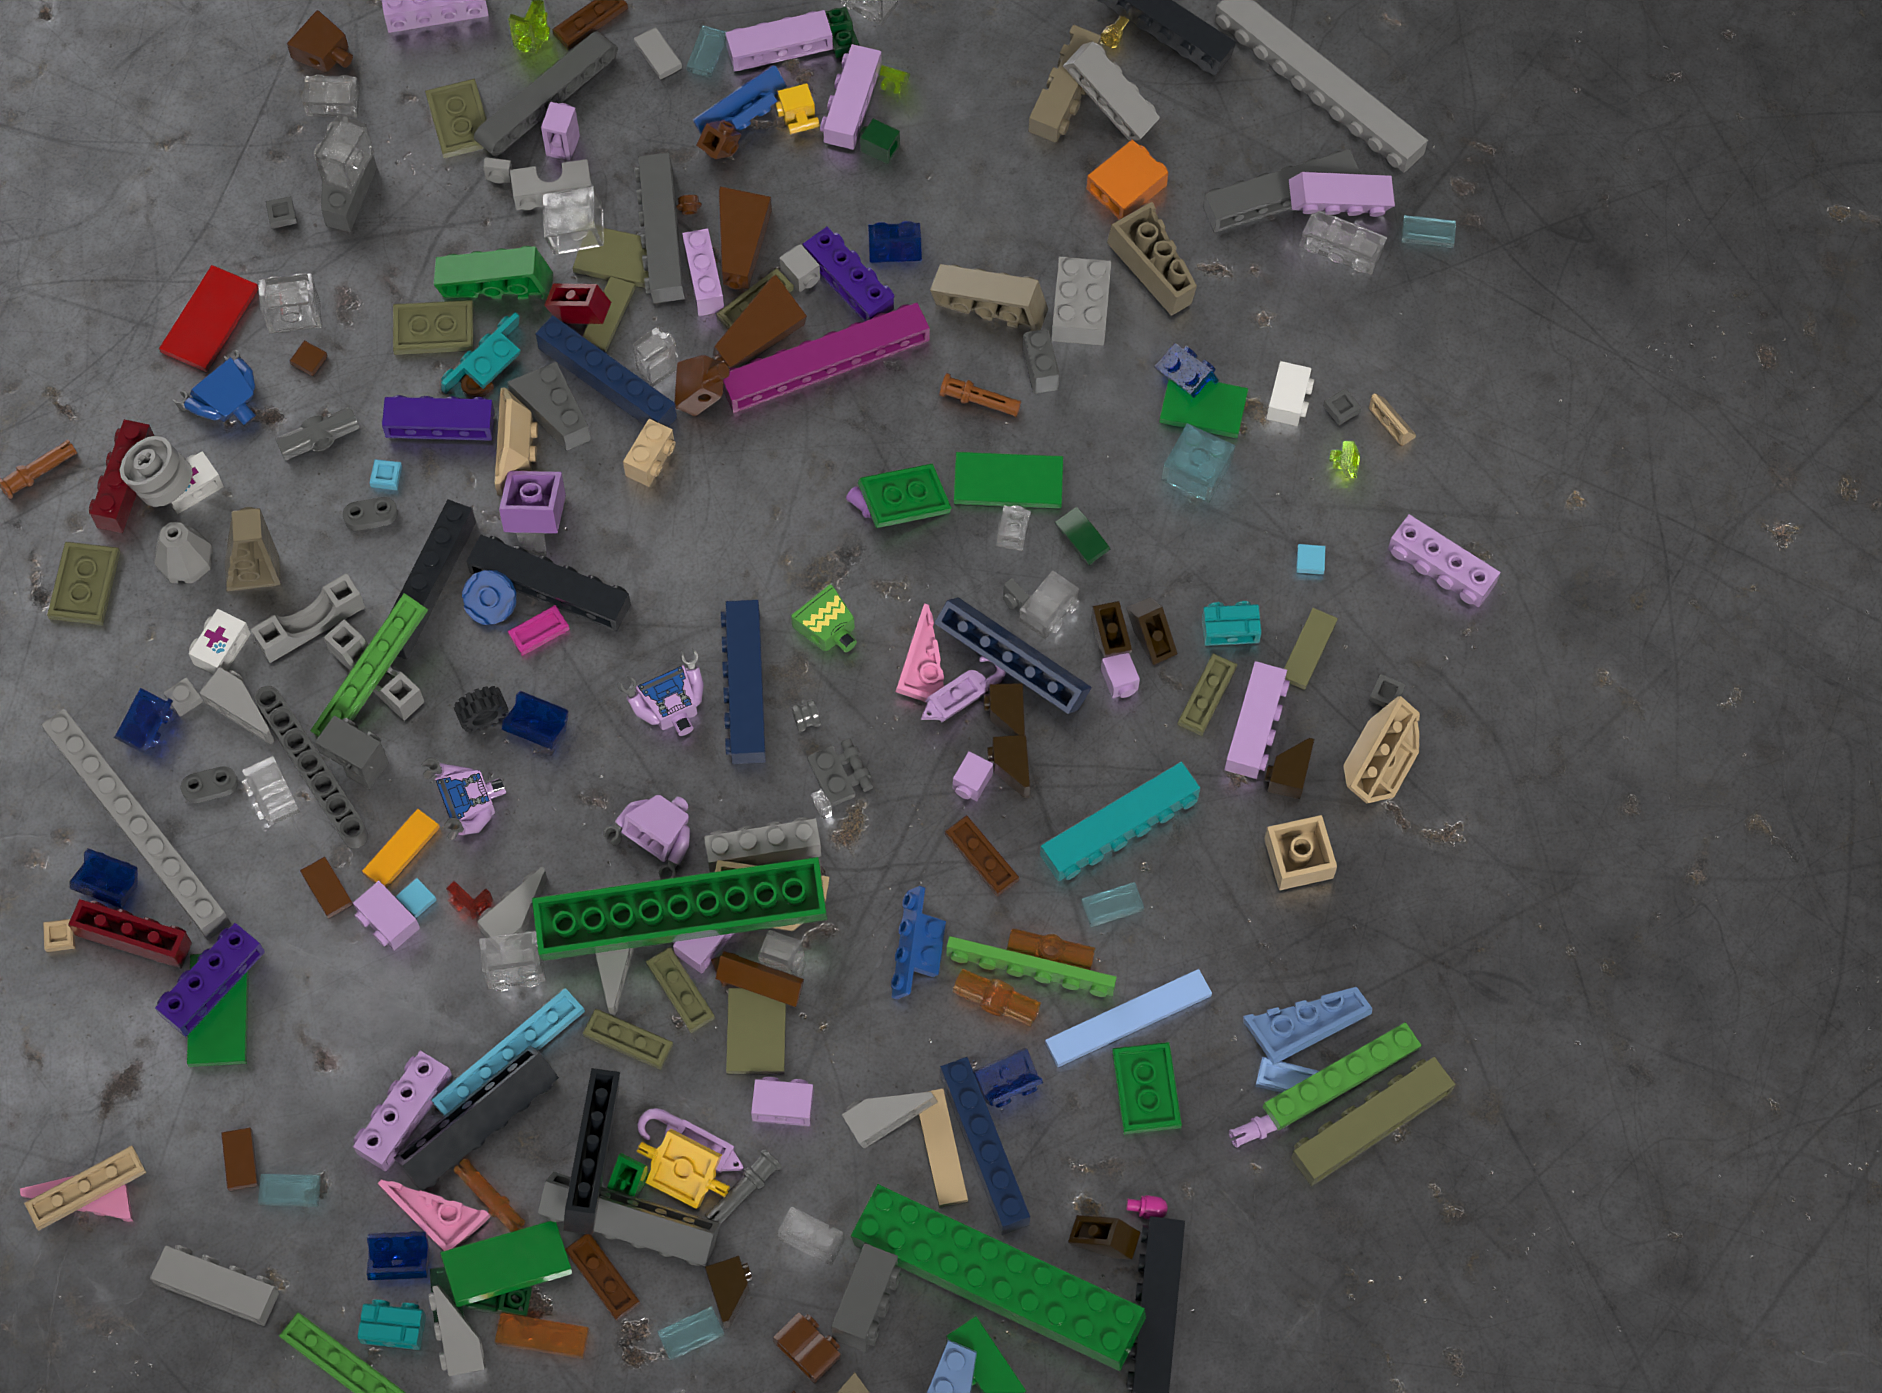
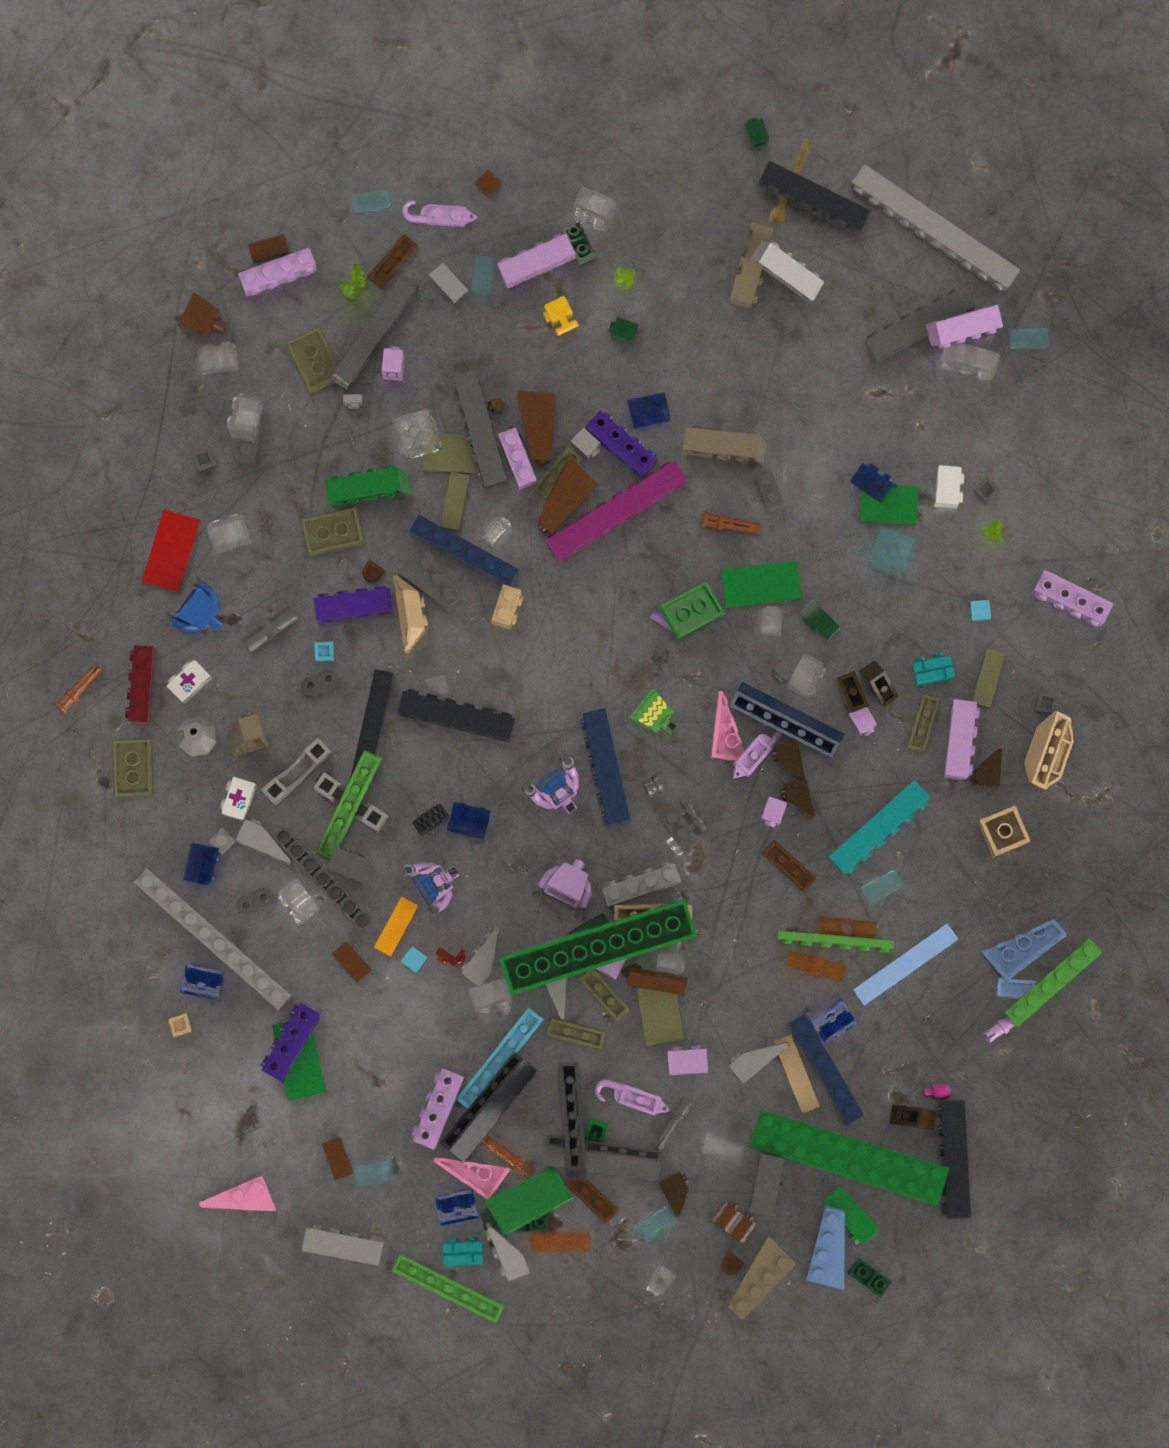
camera: 10 degrees left, 15 degrees up
(85, 1187) = (243, 1196): tan tile -> none
(130, 933) = (234, 1019): dark red brick -> none
(156, 471) = (168, 684): light grey wheel -> none
(308, 358) = (249, 570): reddish brown tile -> none
(386, 915) = (397, 976): lavender brick -> none
(488, 360) = (379, 552): teal bracket -> none
(489, 597) = (418, 735): blue tile -> none
(529, 189) = (379, 413): light grey arch -> none
(532, 502) = (434, 660): medium lavender brick -> none
(538, 630) = (455, 751): dark pink tile -> none
(578, 303) = (434, 501): dark red brick -> none
(683, 1168) = (631, 1118): yellow plate -> none
(699, 383) = (532, 549): reddish brown torso -> none
(719, 139) = (508, 350): reddish brown brick -> none
(745, 102) = (519, 318): blue bracket -> none
(851, 96) = (598, 299): lavender brick -> none
(918, 944) = (757, 937): blue bracket -> none
(1081, 301) = (790, 438): light grey brick -> none
(1127, 179) = (808, 334): orange brick -> none
(1146, 1088) = (924, 1010): green tile -> none
(1153, 258) = (833, 393): dark tan wedge -> none
(1372, 1121) = (1073, 1013): olive brick -> none
(1391, 420) = (1022, 493): tan slope -> none

